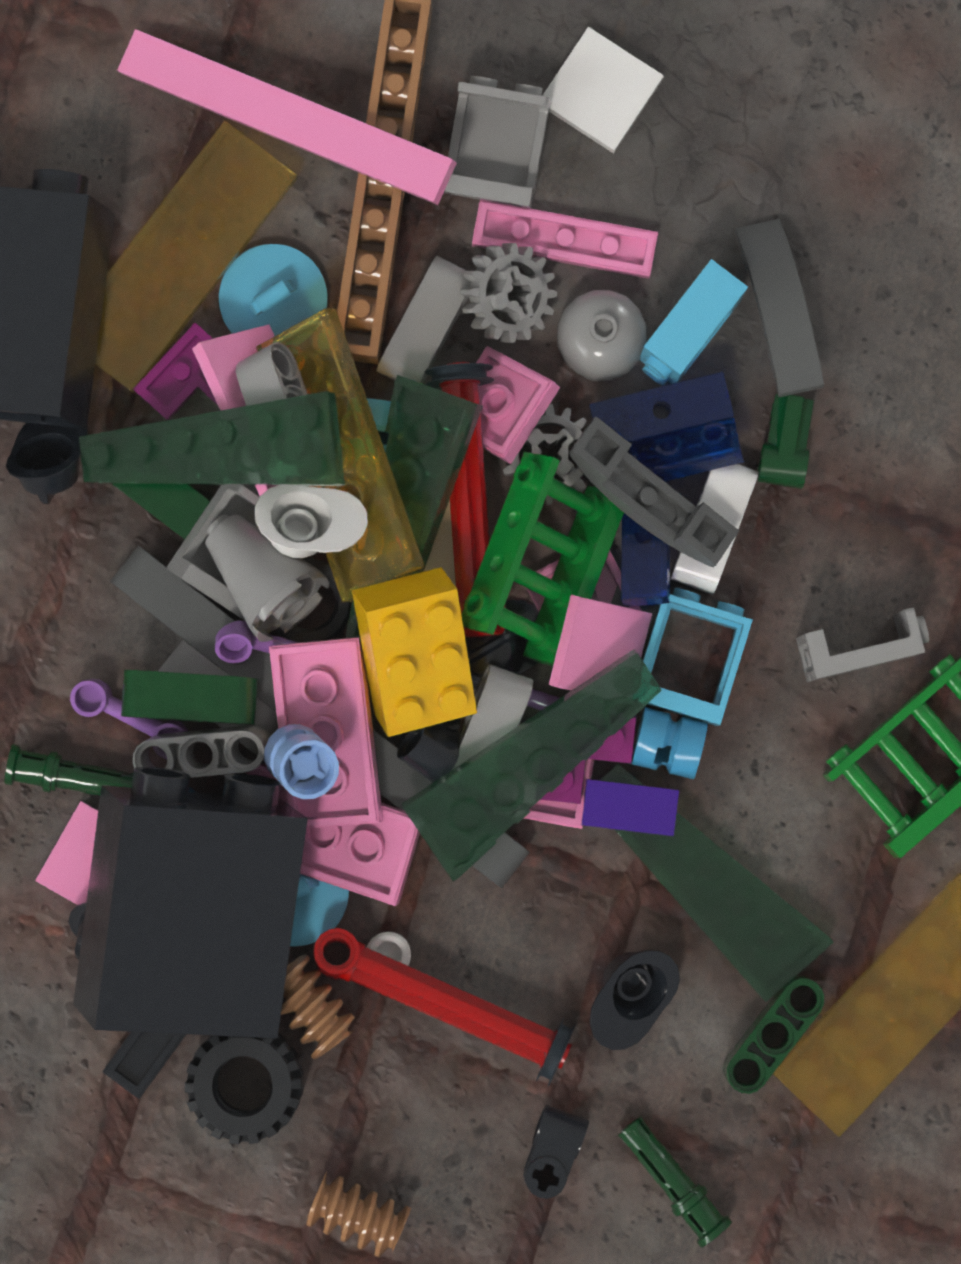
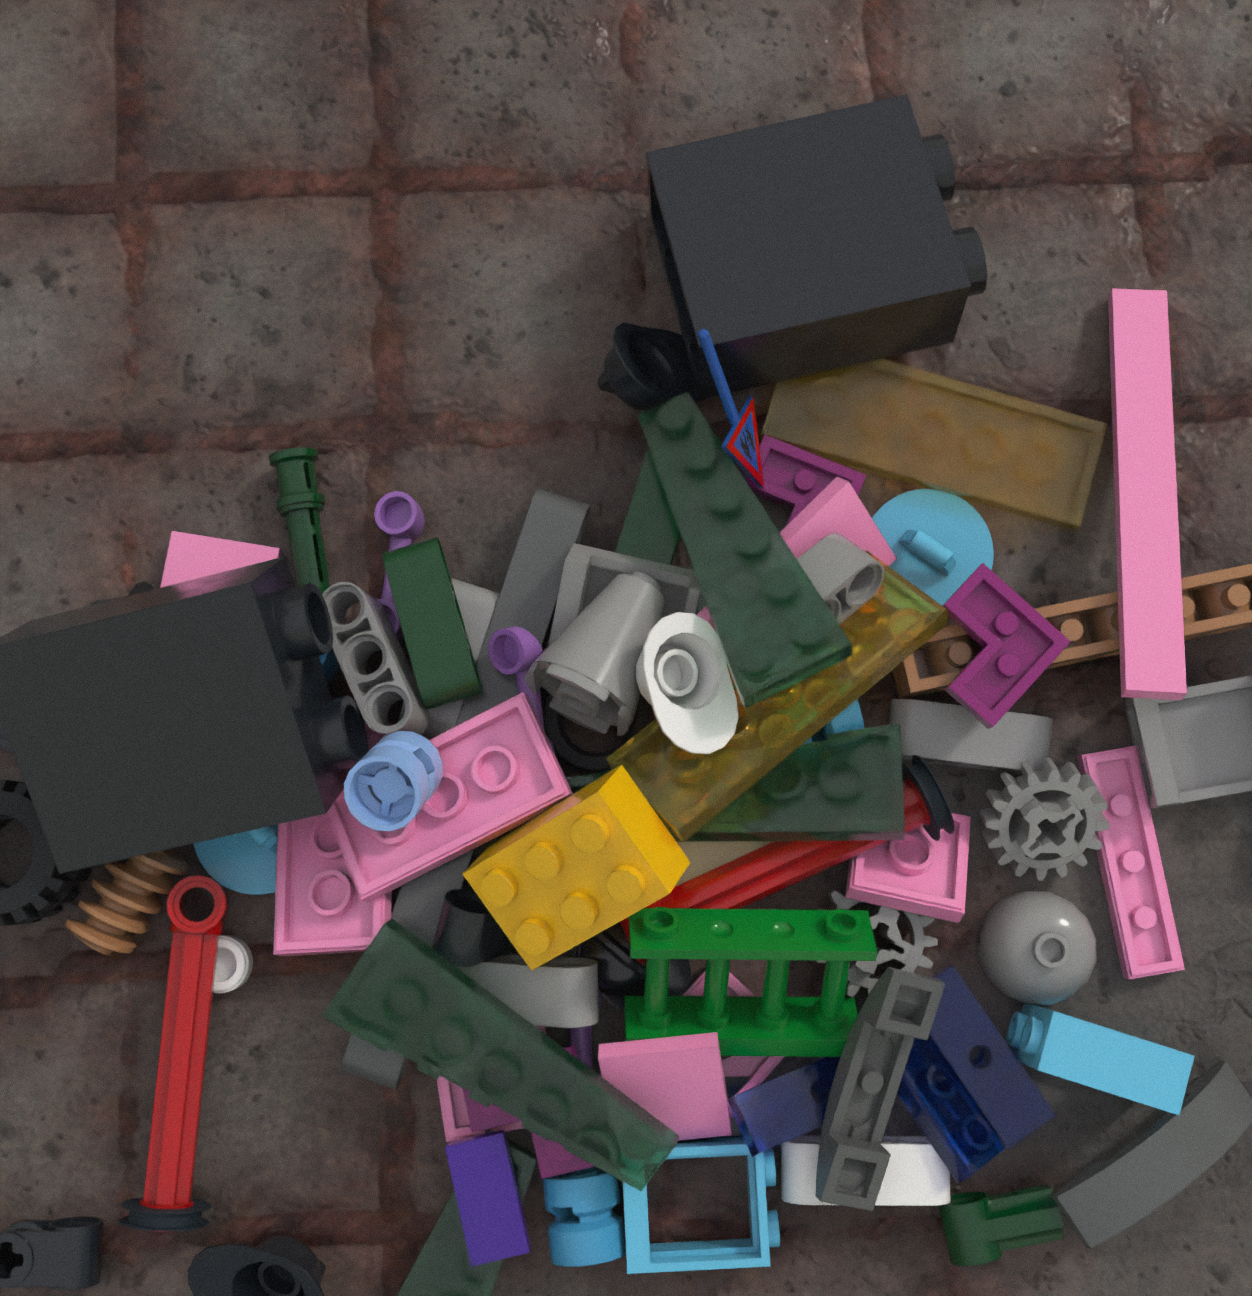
camera: 70 degrees right, 5 degrees down
(136, 408) = (742, 439): none -> blue piece
(366, 266) = (1014, 642): none -> magenta plate

